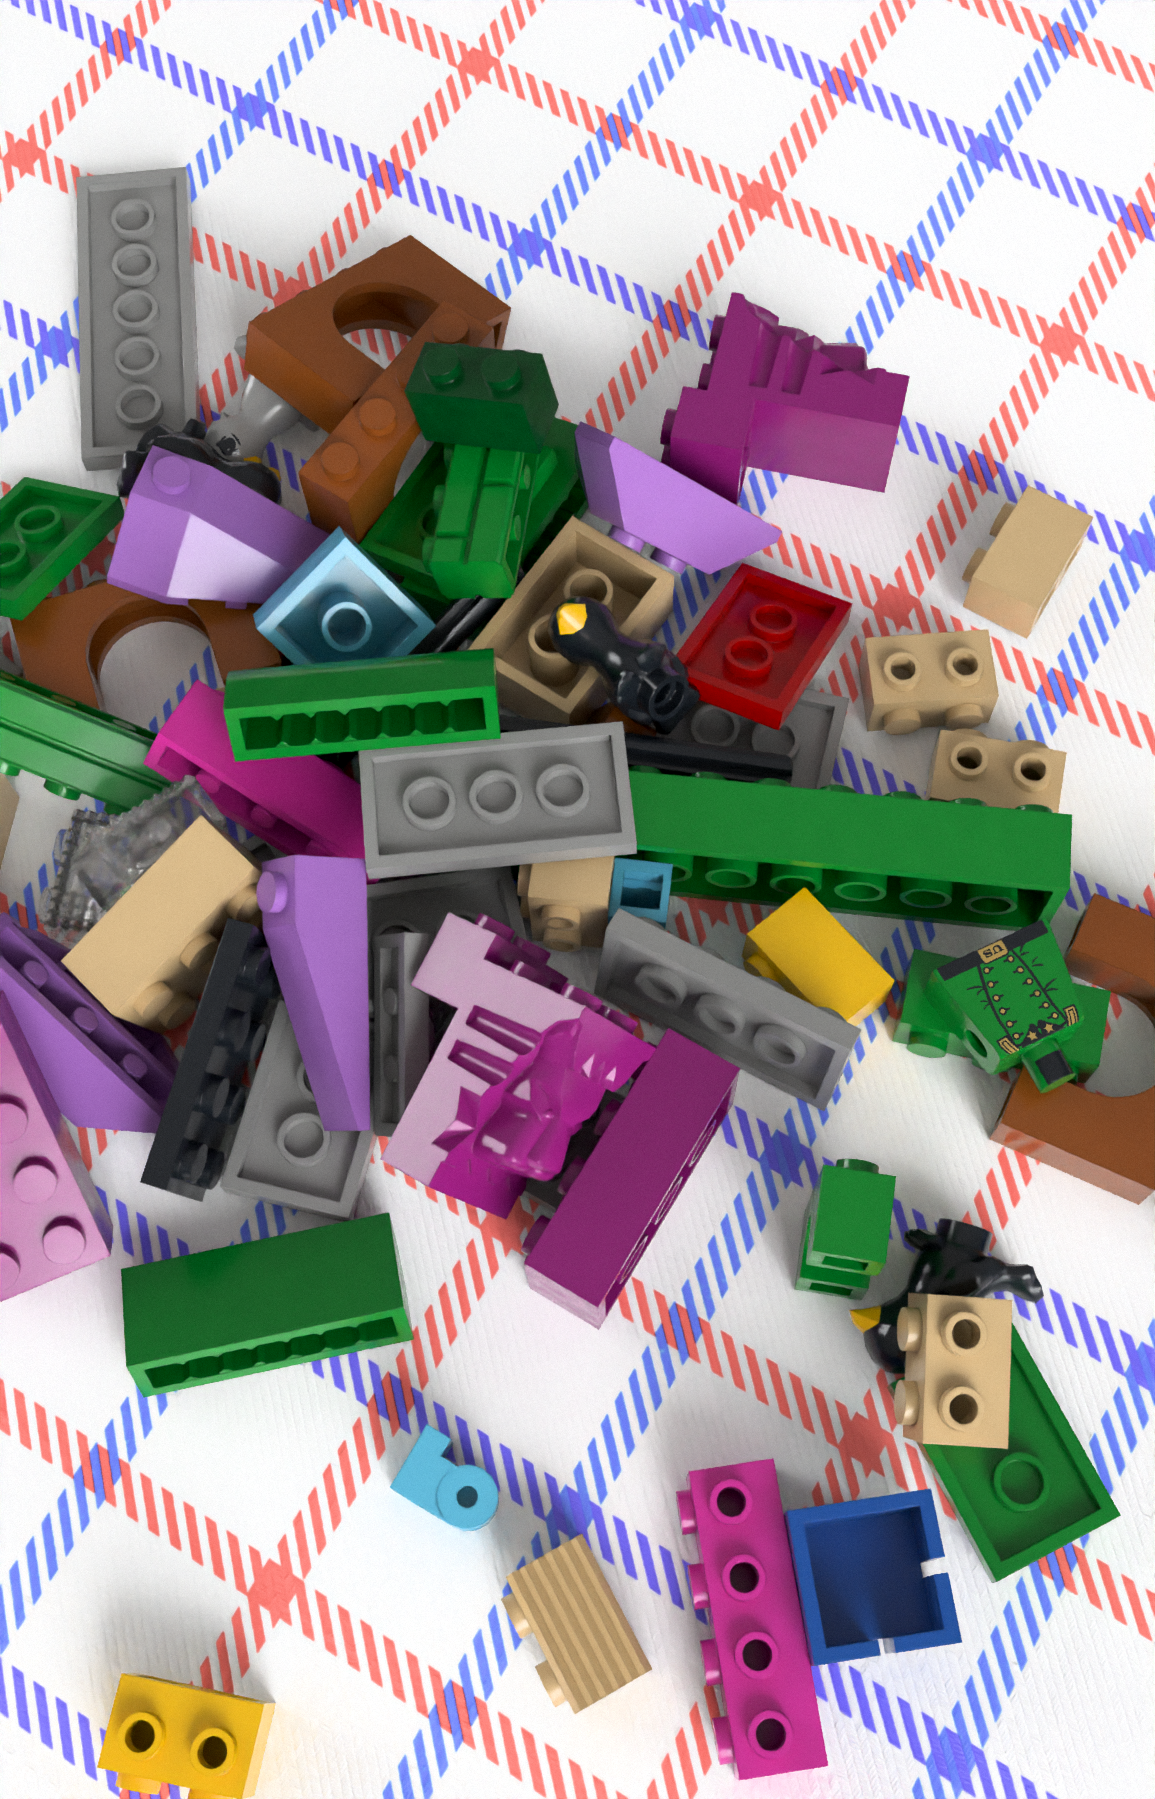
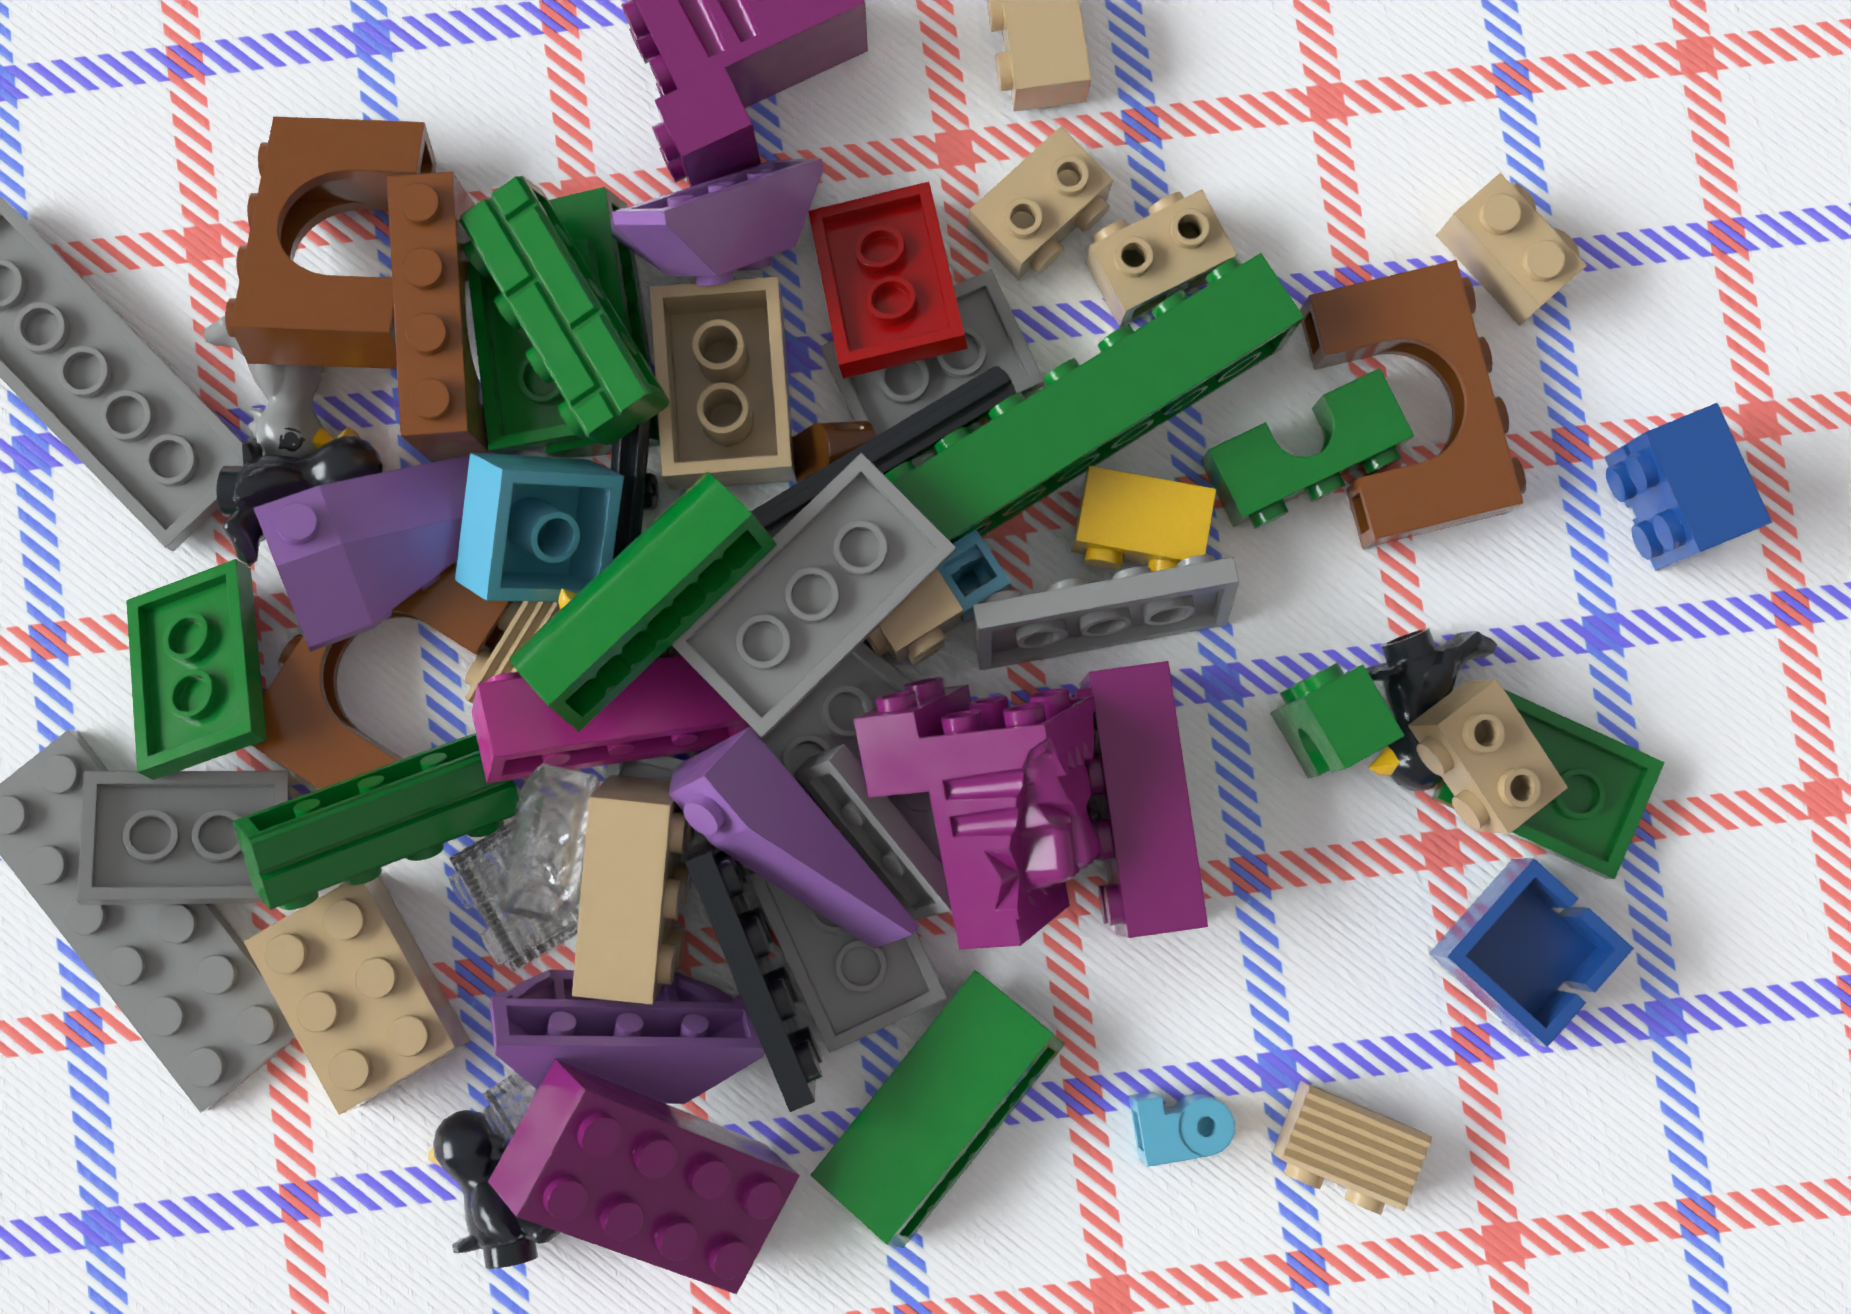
camera: 45 degrees left, 15 degrees up
(482, 397) = (512, 253): dark green brick -> none
(636, 673) = (827, 394): black animal -> none
(754, 1621) = (1468, 1041): dark pink brick -> none
(1012, 1004) = (1324, 442): green torso -> none

